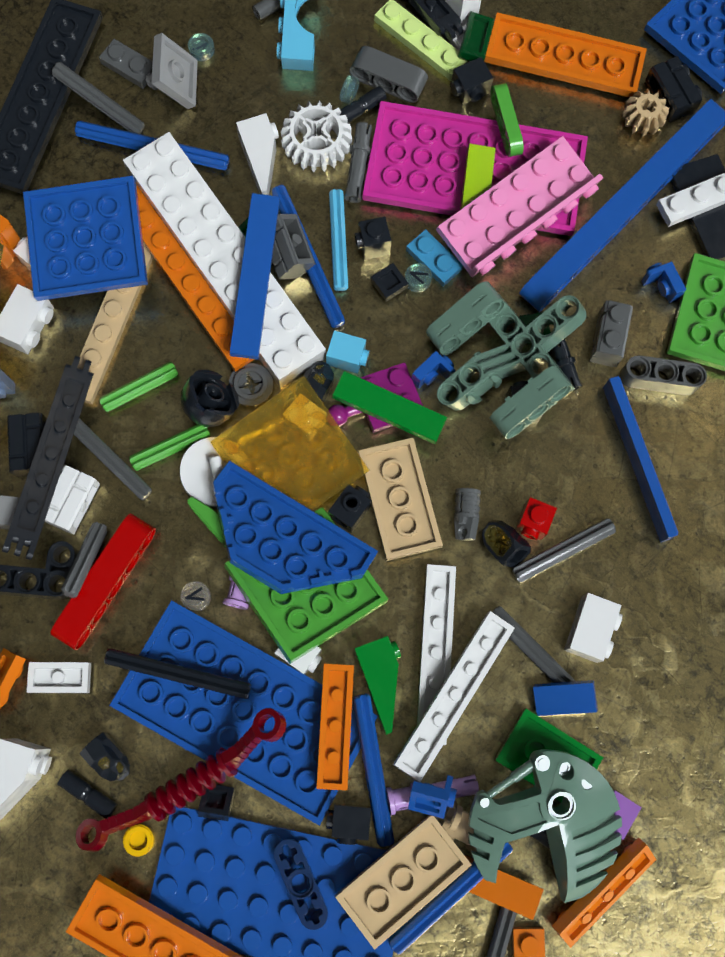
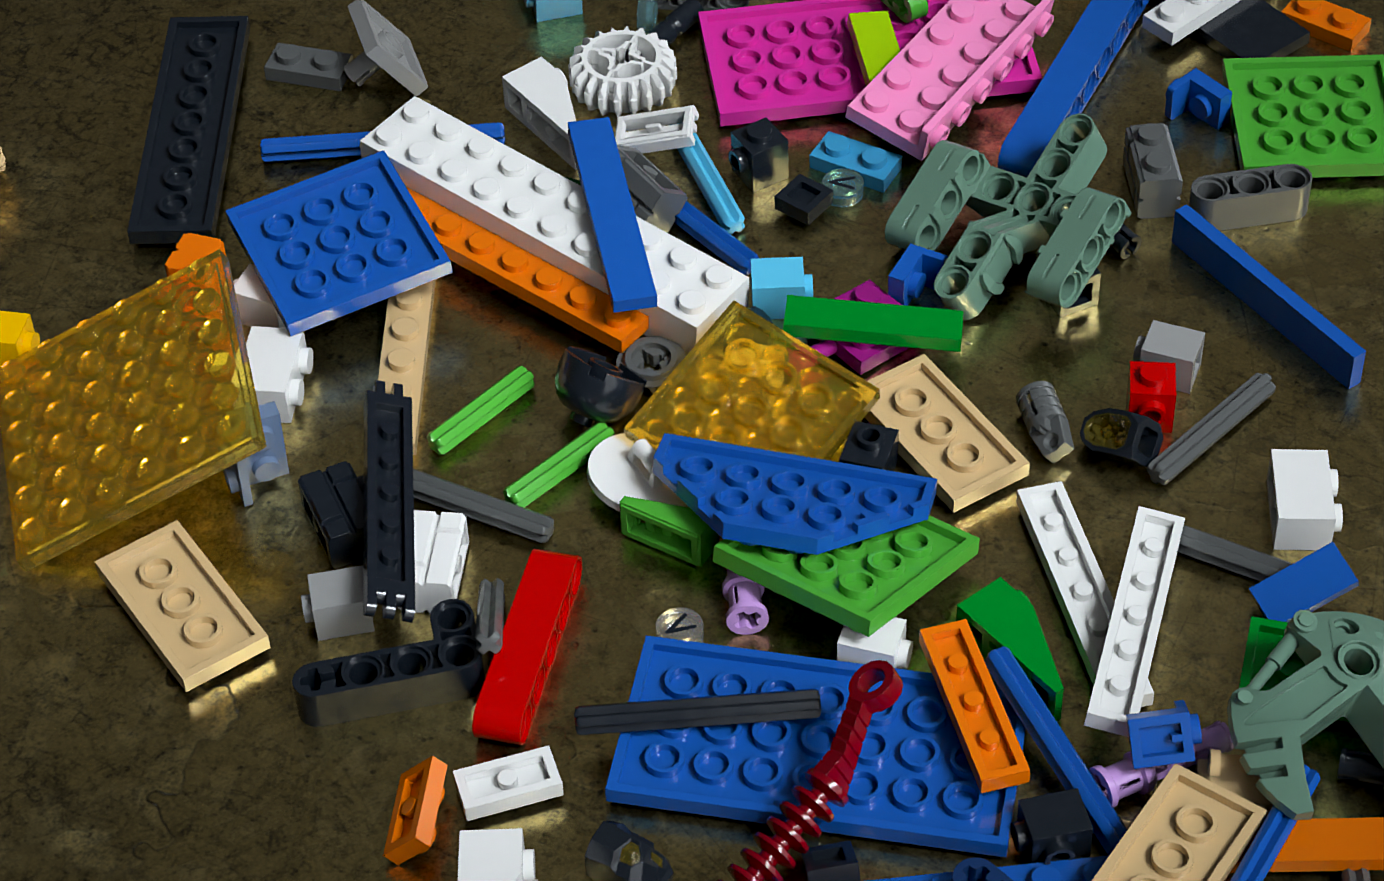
camera: 10 degrees left, 30 degrees down
(97, 98) = (281, 105): dark grey axle -> none
(201, 46) = (411, 22): clear light blue tile -> none
(336, 202) = (657, 135): none -> white tile
(359, 153) = (693, 76): dark grey pin -> none
(560, 488) = (1173, 345): none -> light grey brick

